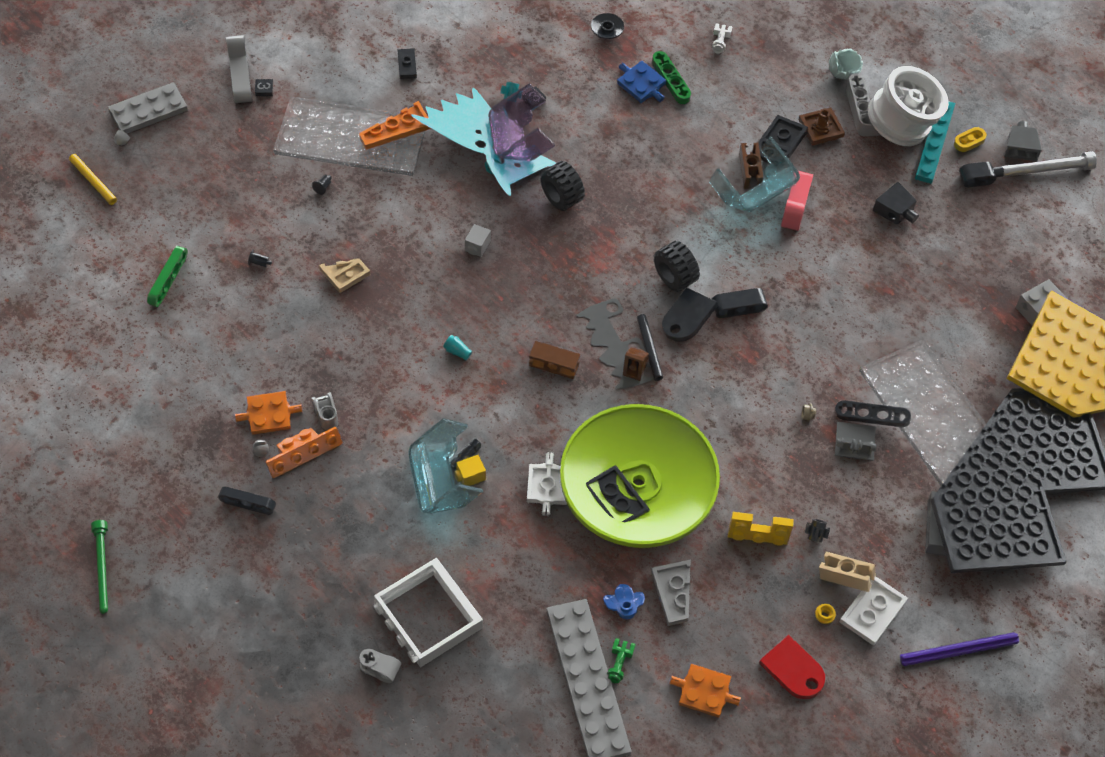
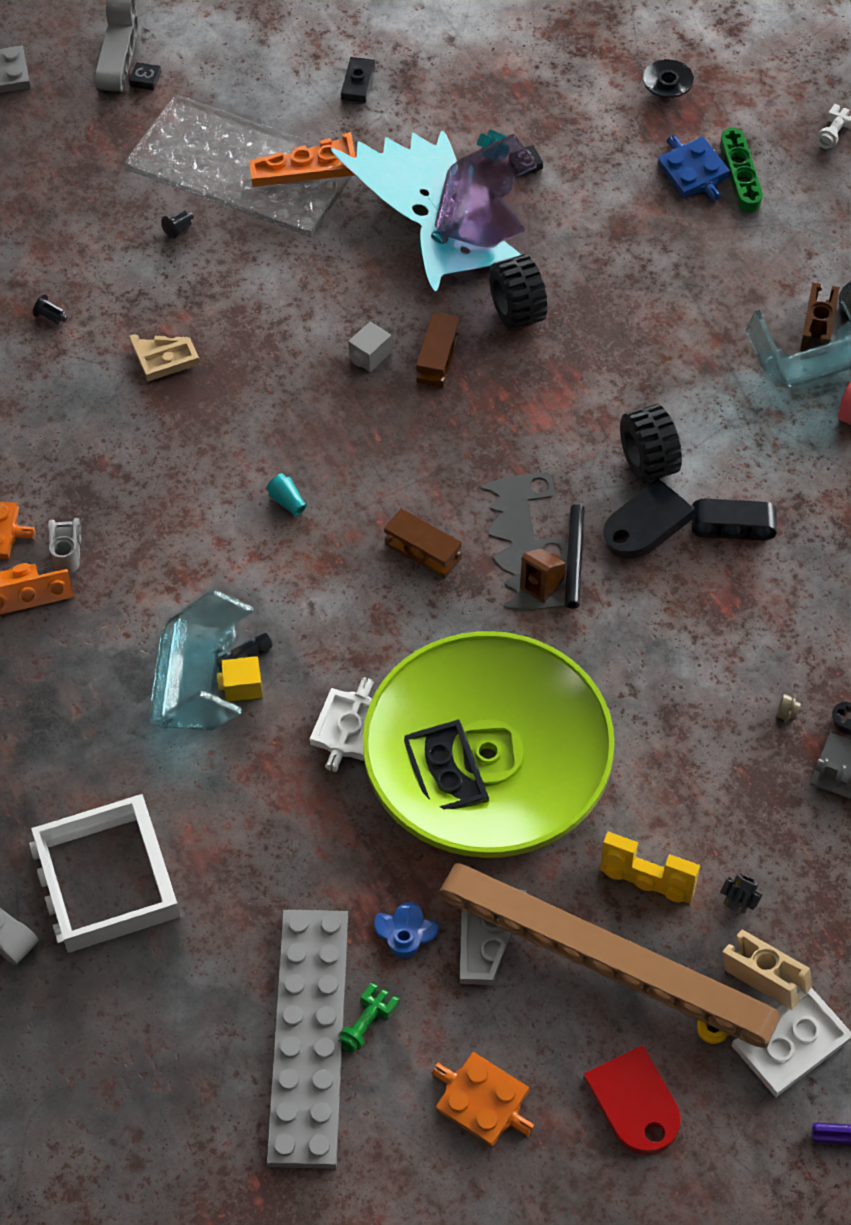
camera: 20 degrees right, 0 degrees up
(521, 233) = (437, 349): none -> reddish brown piece
(753, 585) = (611, 955): none -> medium nougat beam

